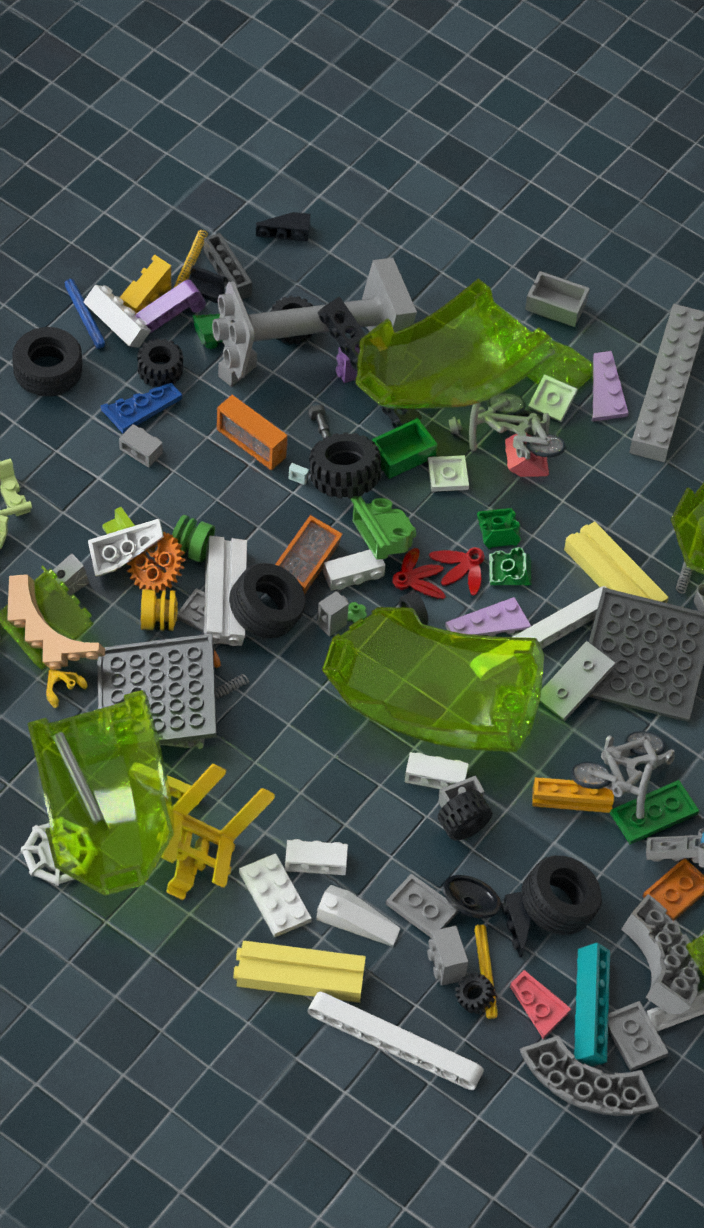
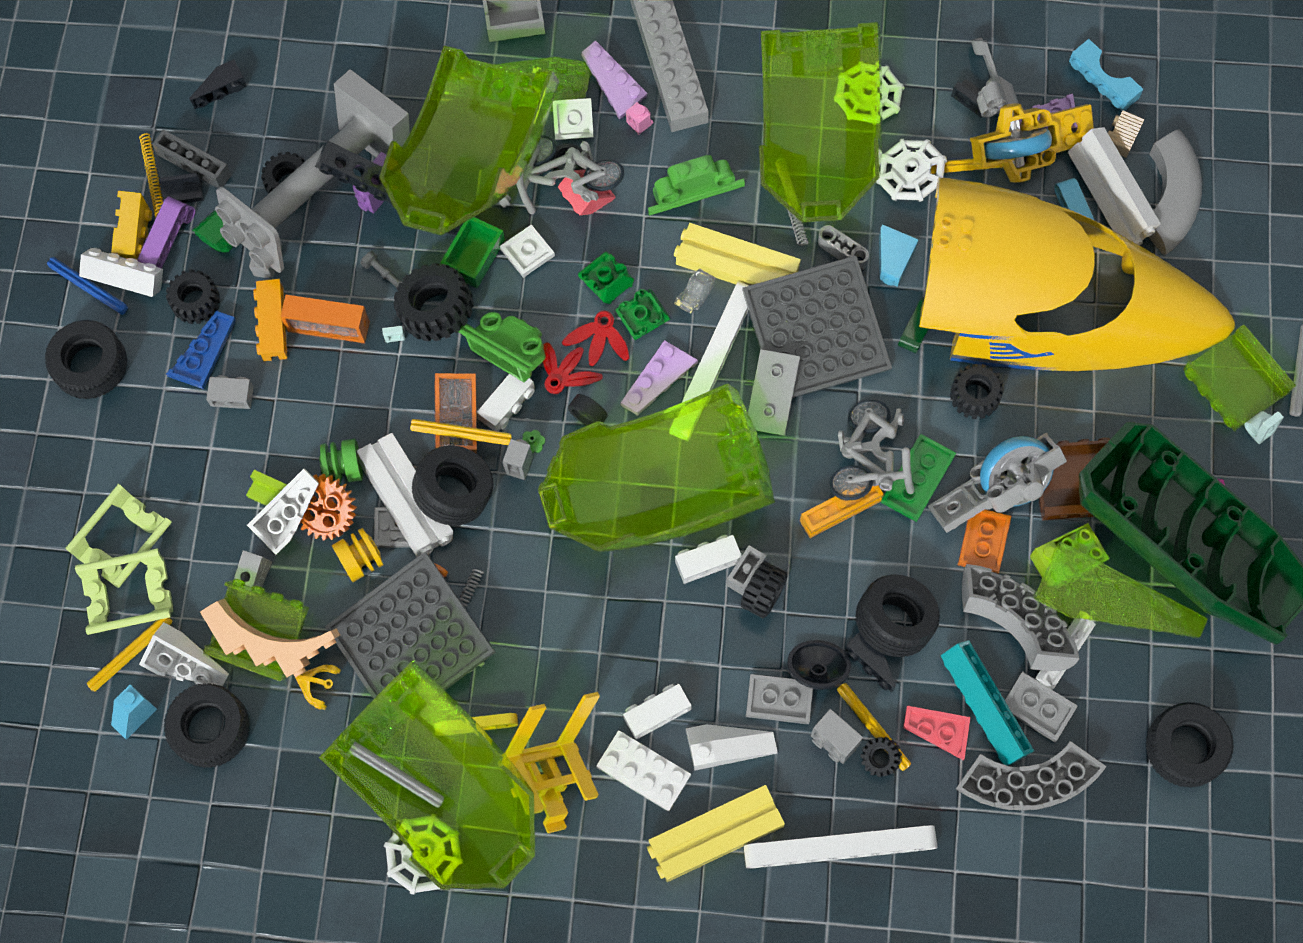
camera: 25 degrees left, 15 degrees up
(204, 418) = (270, 325): none -> light orange brick
(299, 565) = (460, 432): none -> yellow axle
(566, 576) = (696, 292): none -> clear brick
(608, 426) = (640, 115): none -> bright pink brick
(618, 493) = (693, 182): none -> bright green brick

